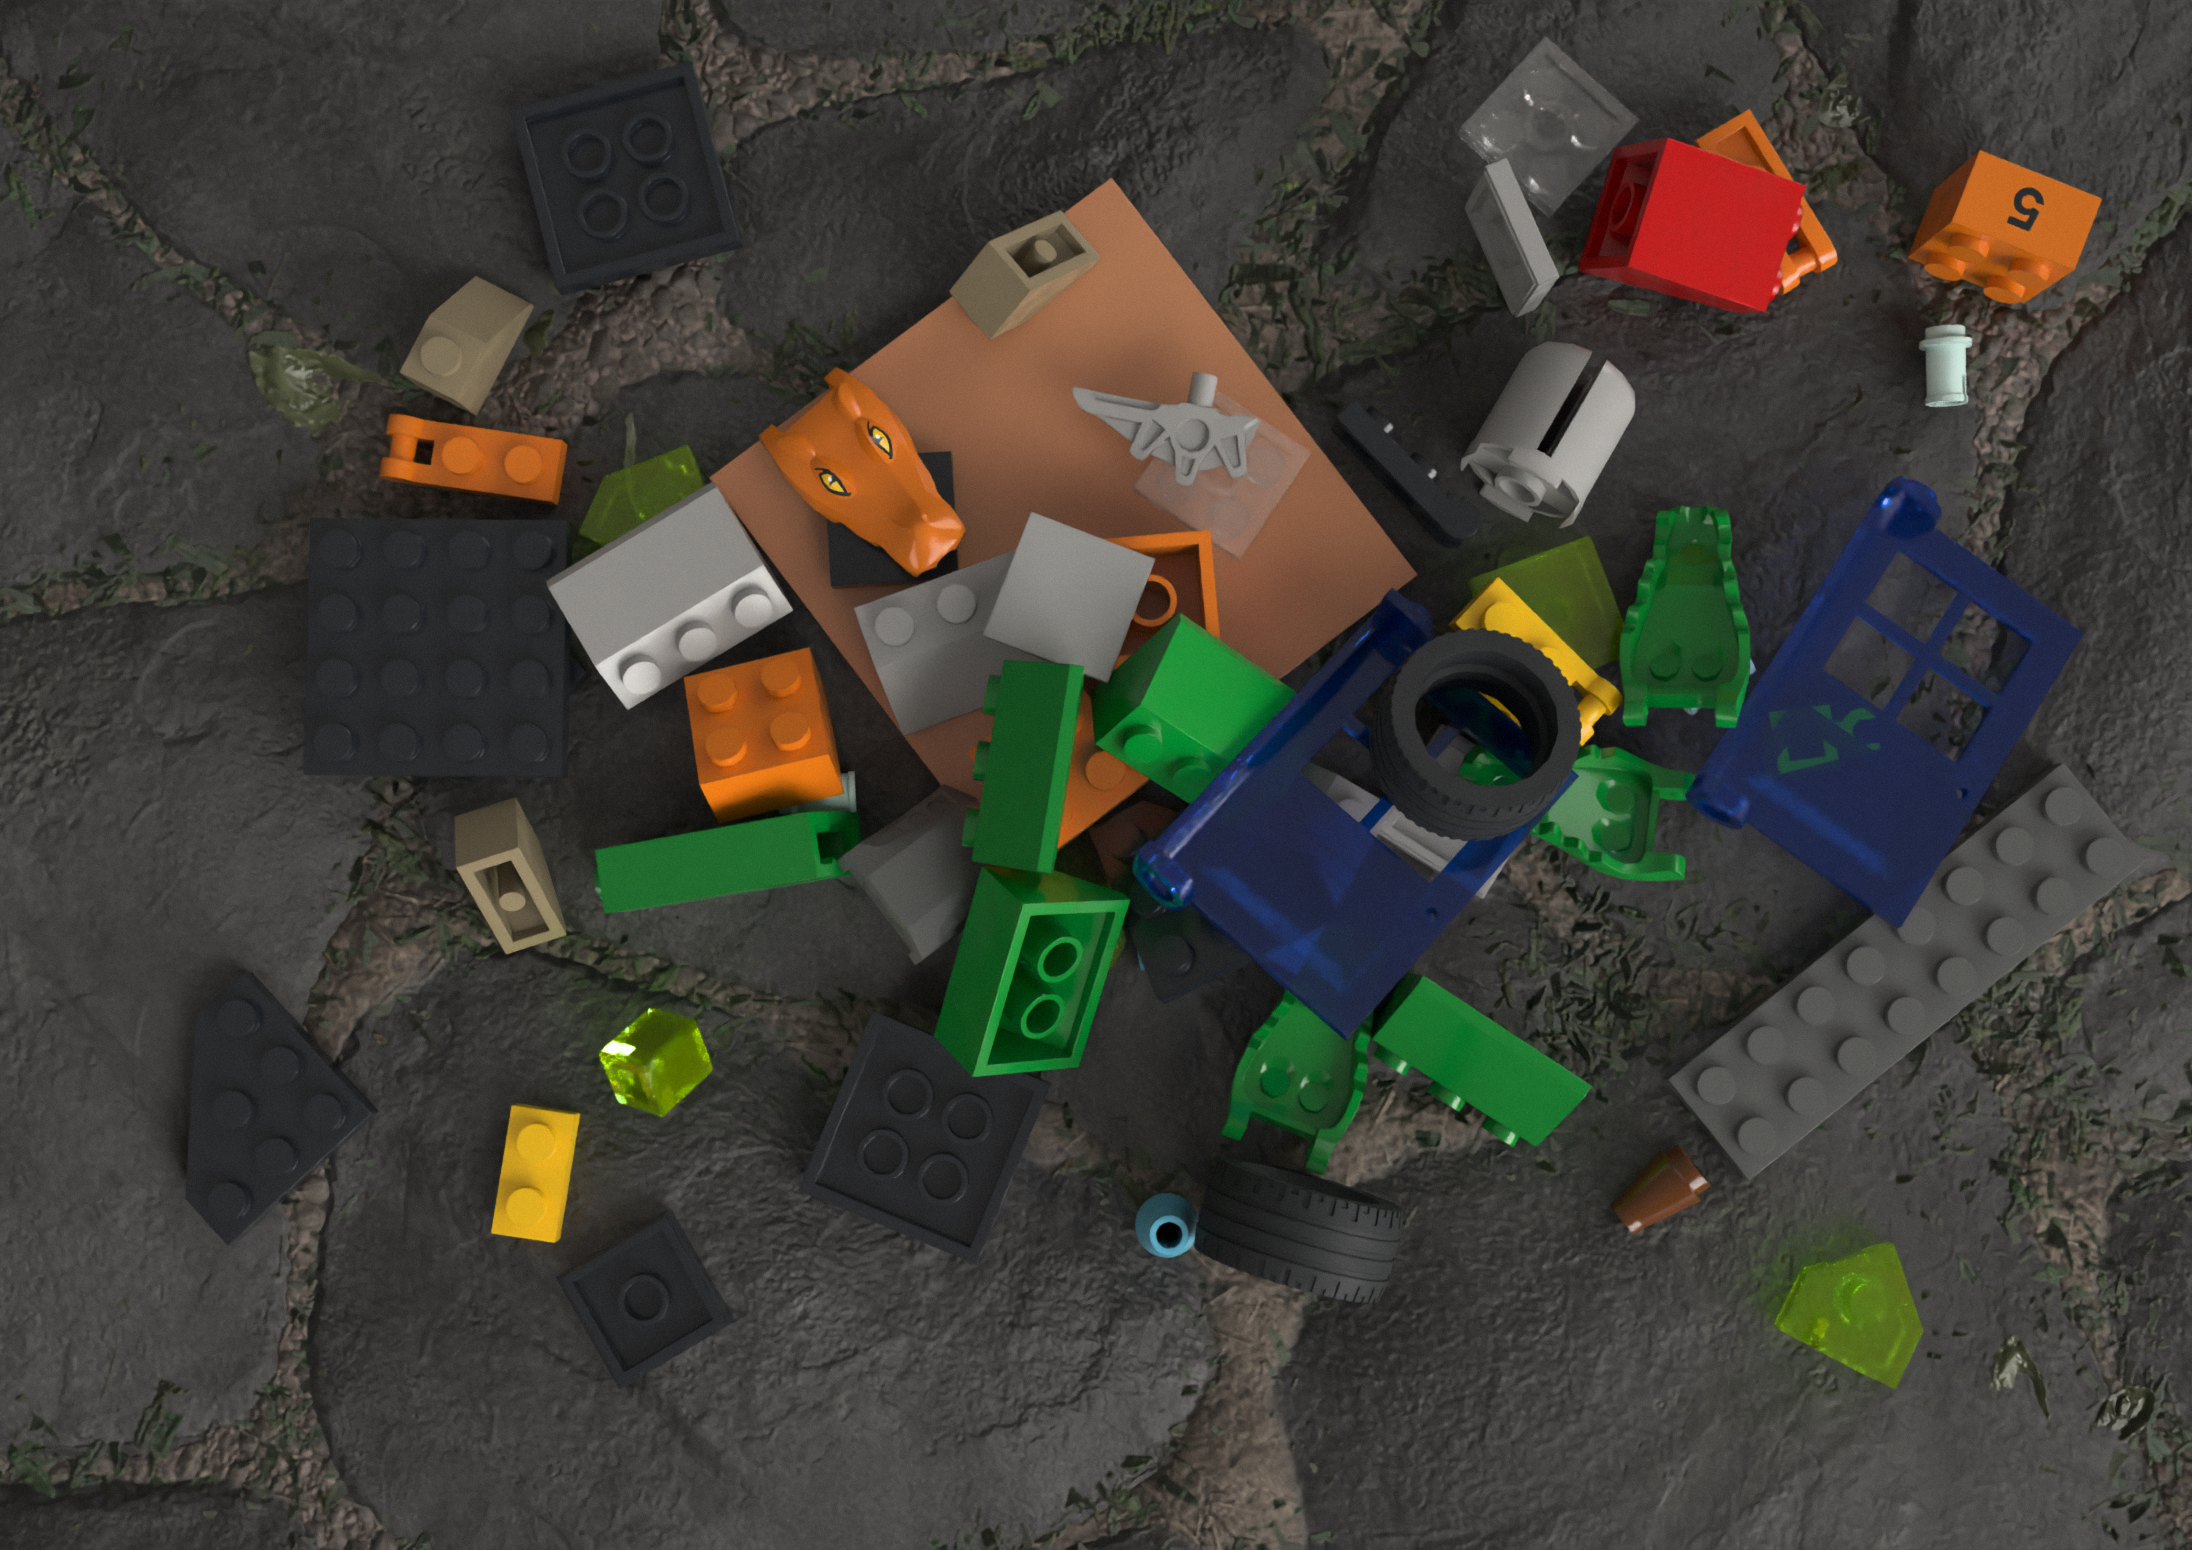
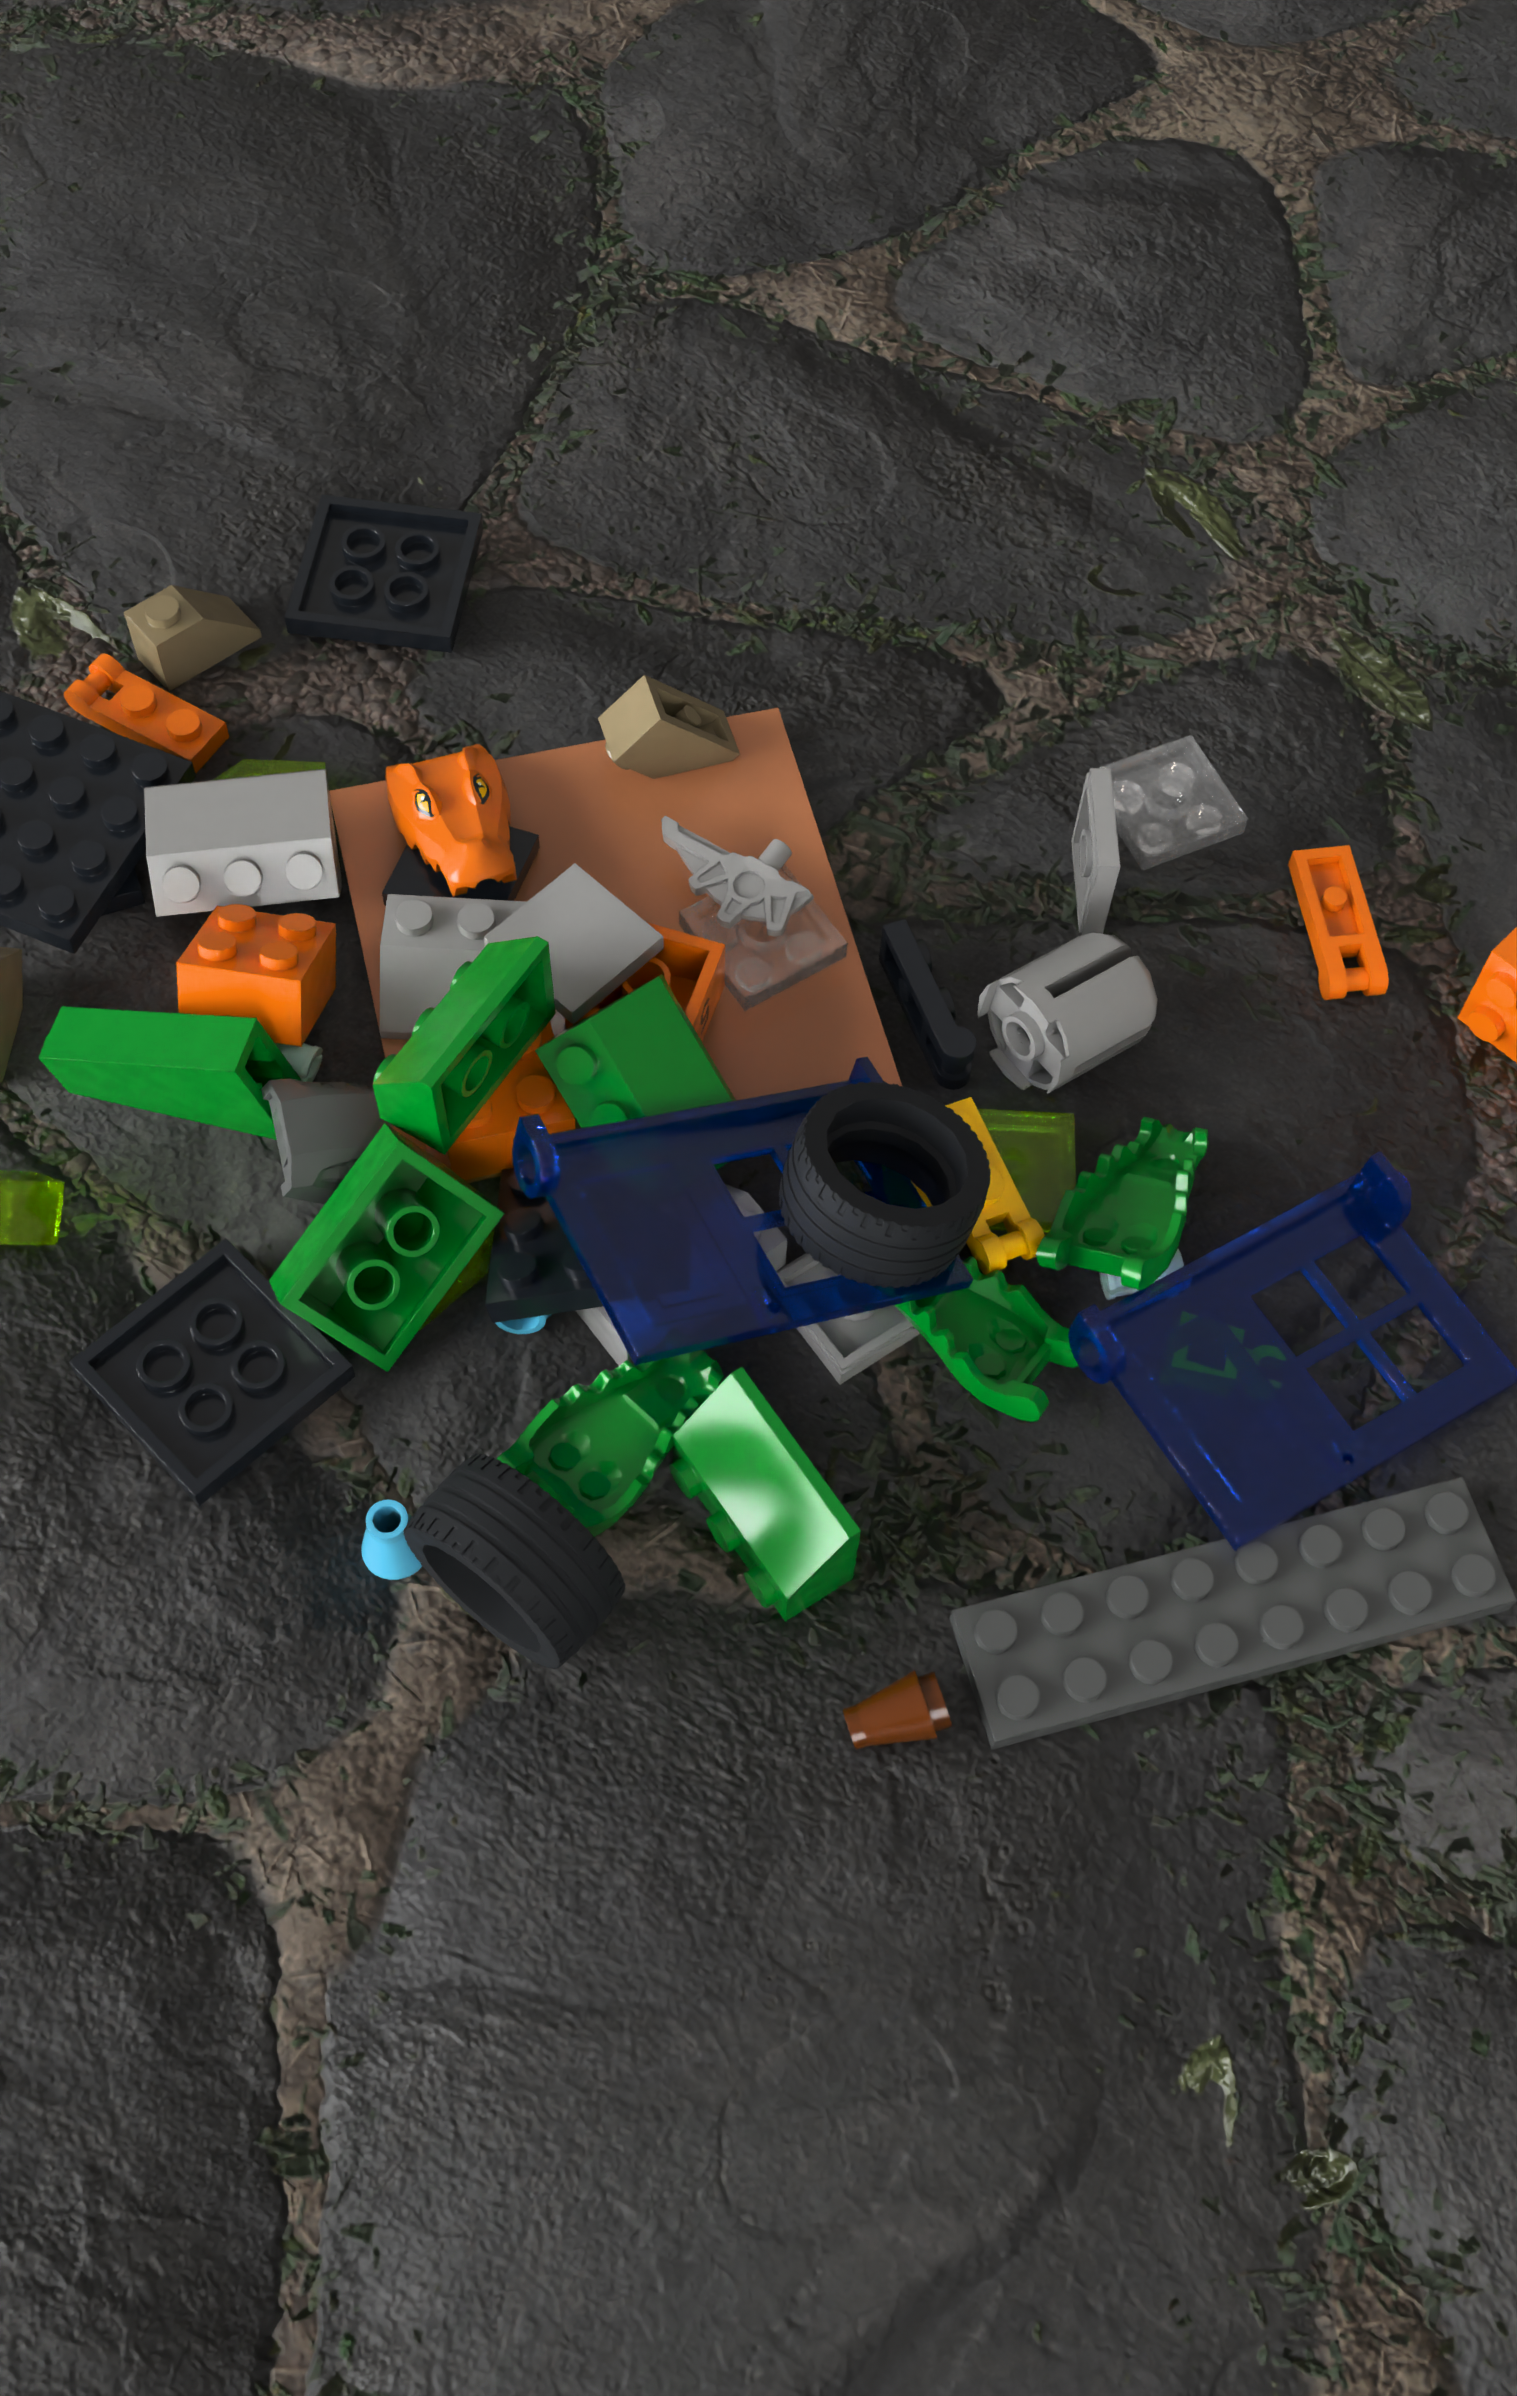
camera: 20 degrees right, 25 degrees down
(1693, 225) = (1265, 899): red slope -> none
(1856, 1312) = (1056, 1931): clear neon green plate -> none
(1945, 365) = (1464, 1091): light aqua pin -> none

